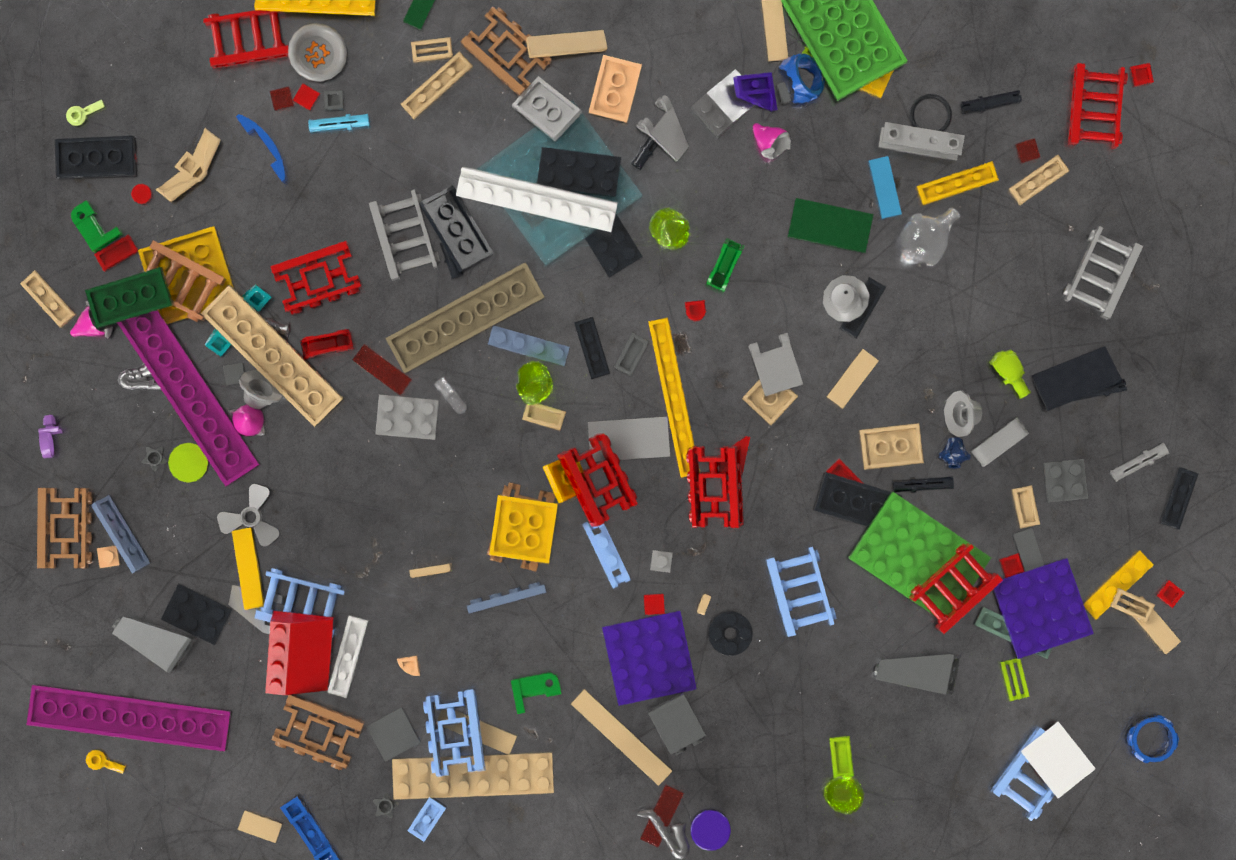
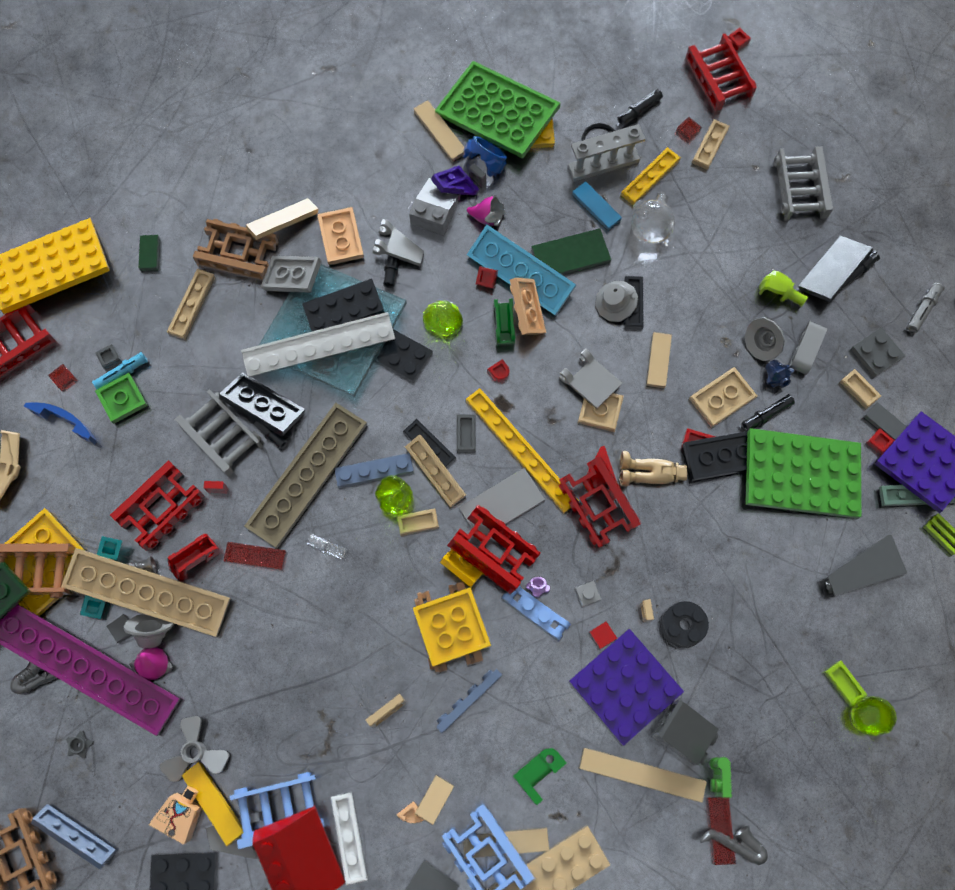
camera: 25 degrees left, 15 degrees down
(108, 556) = (71, 866): light nougat plate -> none
(188, 462) = (112, 732): lime tile -> none
(215, 563) = (178, 816): none -> light nougat torso
(306, 97) = (83, 365): red tile -> none
(317, 52) = (74, 322): light grey piece -> none
(328, 151) = (121, 398): none -> bright green plate
(376, 286) = (215, 487): none -> red tile
(407, 417) = (297, 585): light grey plate -> none
(434, 664) = (434, 800): none -> tan tile
(437, 49) = (174, 282): tan tile -> none
(584, 377) = (435, 471): none -> tan tile
(621, 527) = (538, 586): none -> lavender plate
(680, 779) = (721, 777): none -> bright green plate
(710, 830) = (773, 819): dark purple tile -> none
(734, 208) = (486, 277): none -> red tile
(753, 264) = (527, 306): none -> light nougat plate
(770, 219) = (501, 254): none -> medium azure plate
(781, 586) = (718, 574): light blue fence -> none
(789, 488) = (660, 471): none -> tan piece
(974, 594) = (870, 477): red fence -> none

